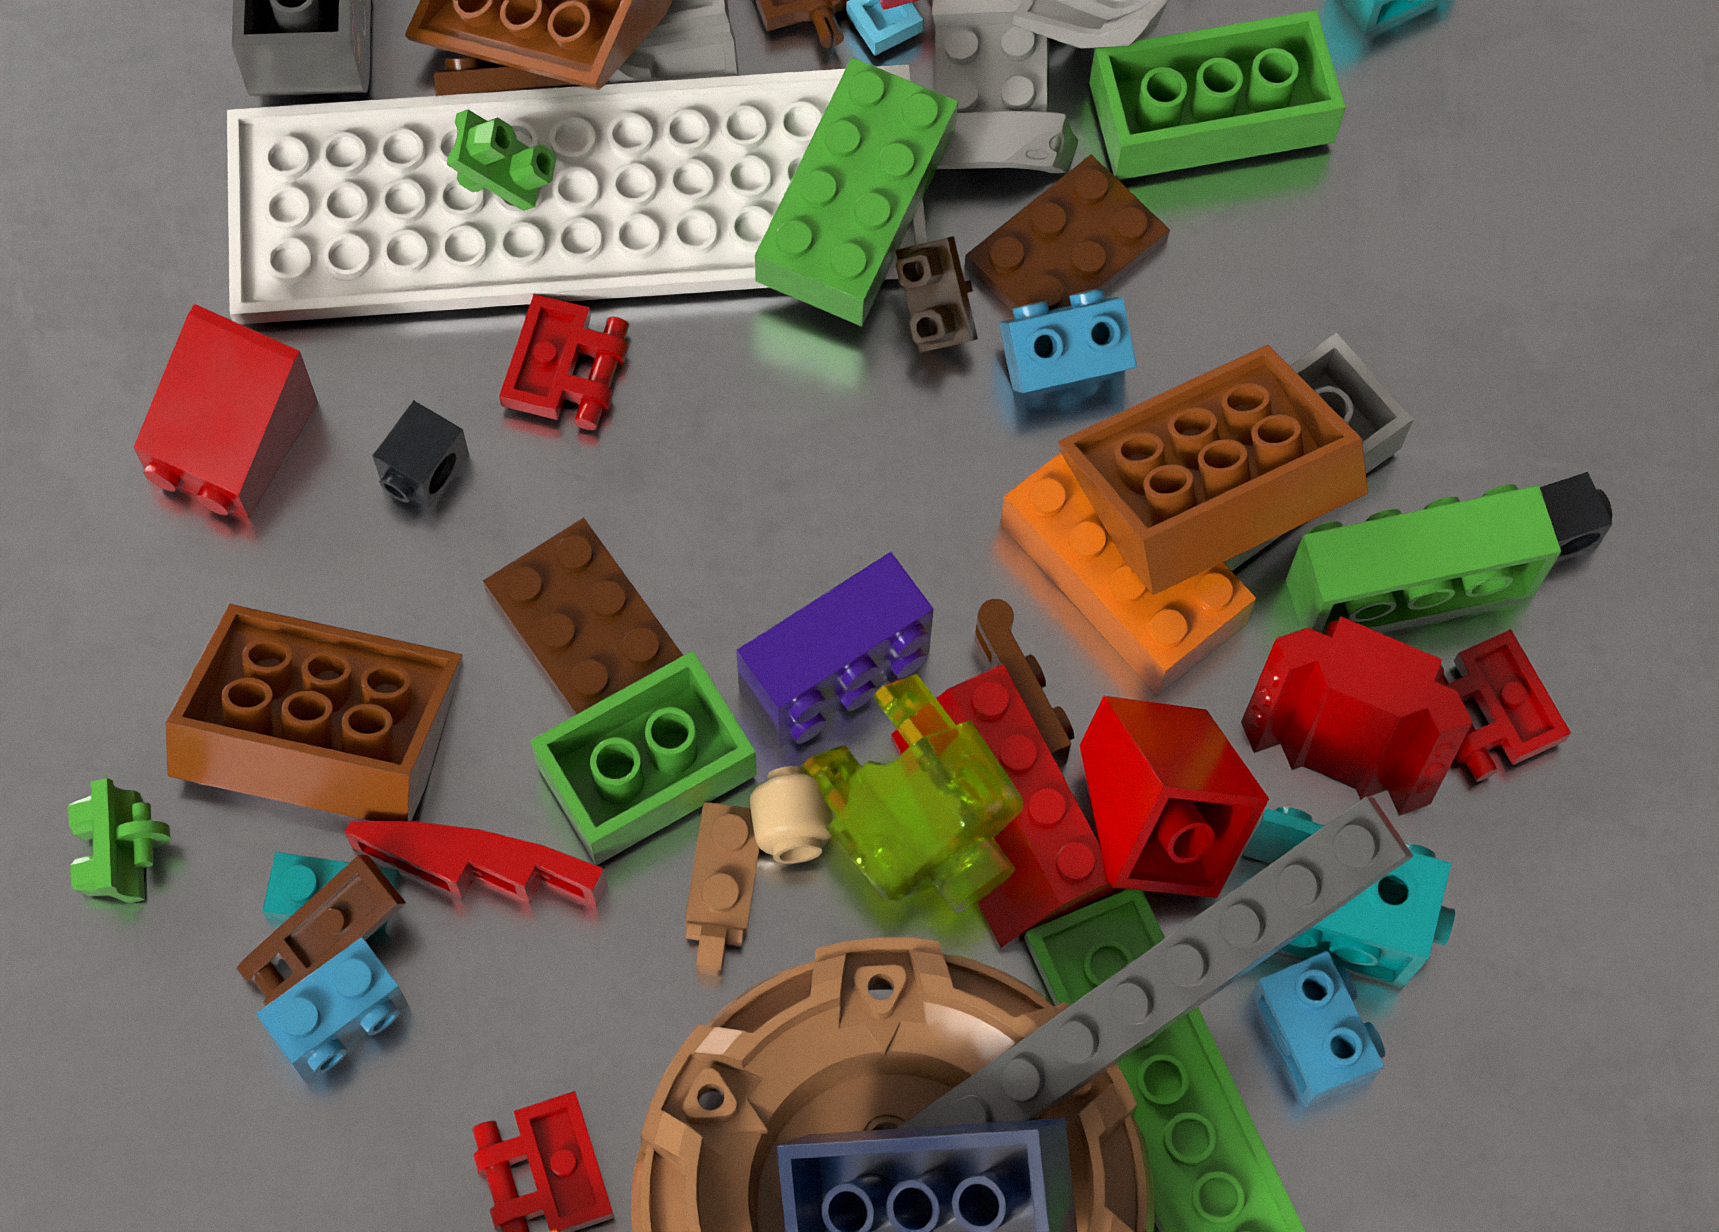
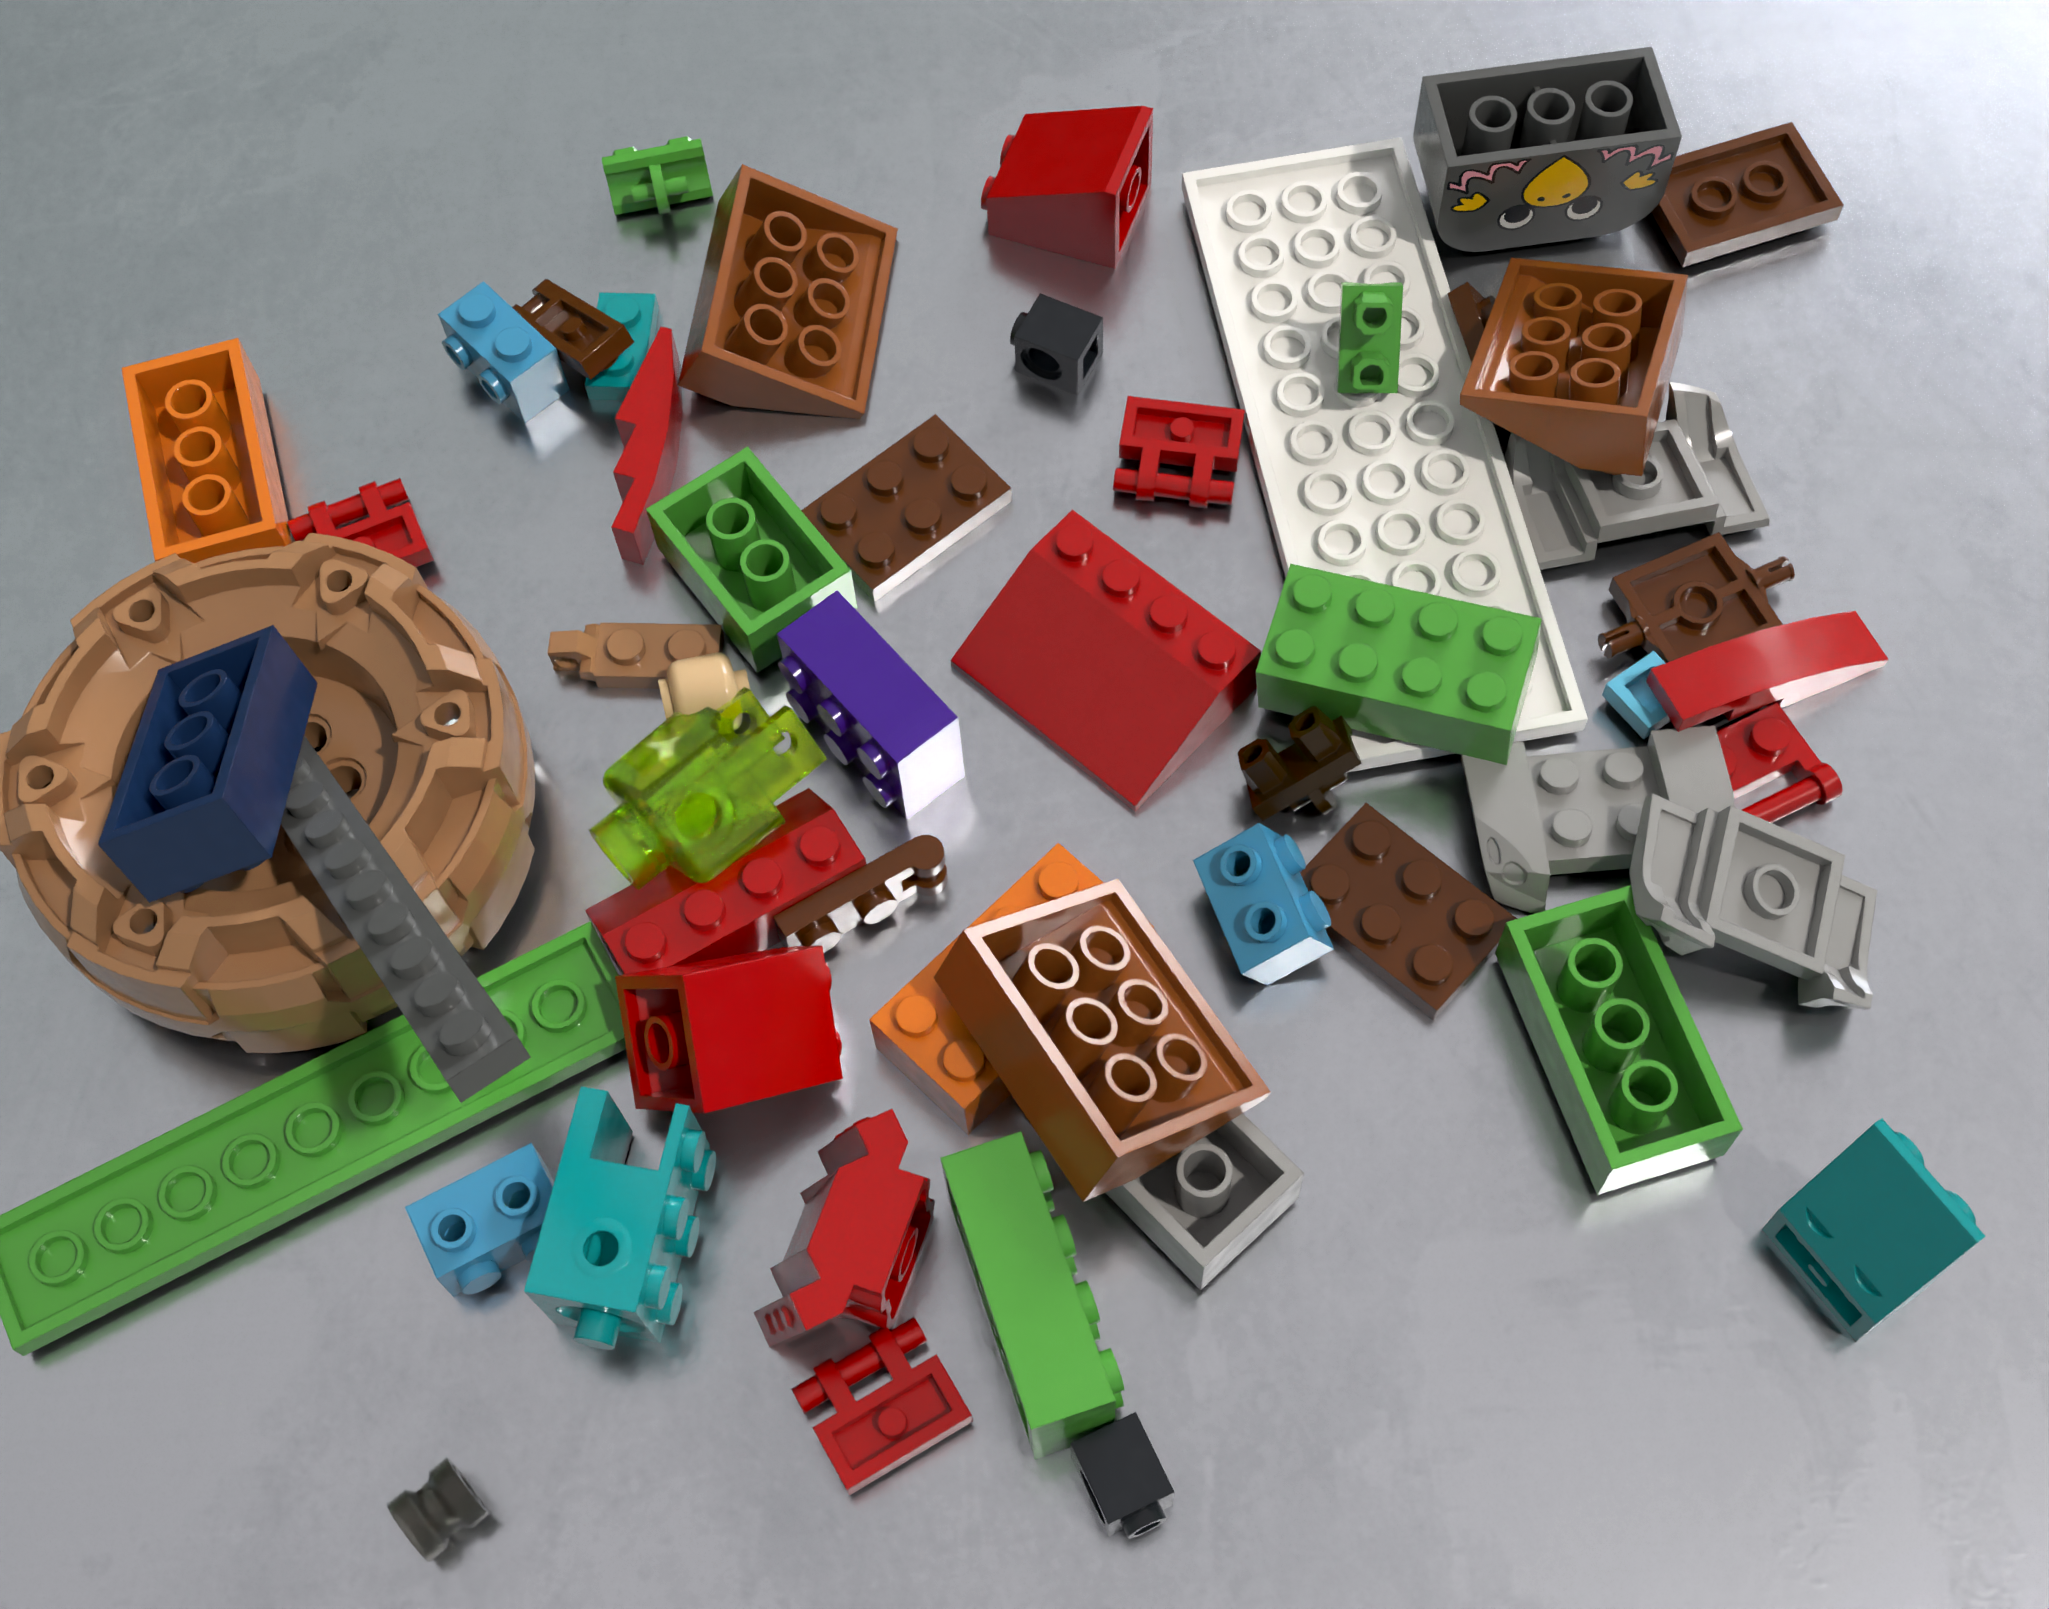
camera: 90 degrees right, 5 degrees down
(792, 451) = (1107, 660): none -> red slope
(1569, 1065) = (438, 1509): none -> clear smoke wheel

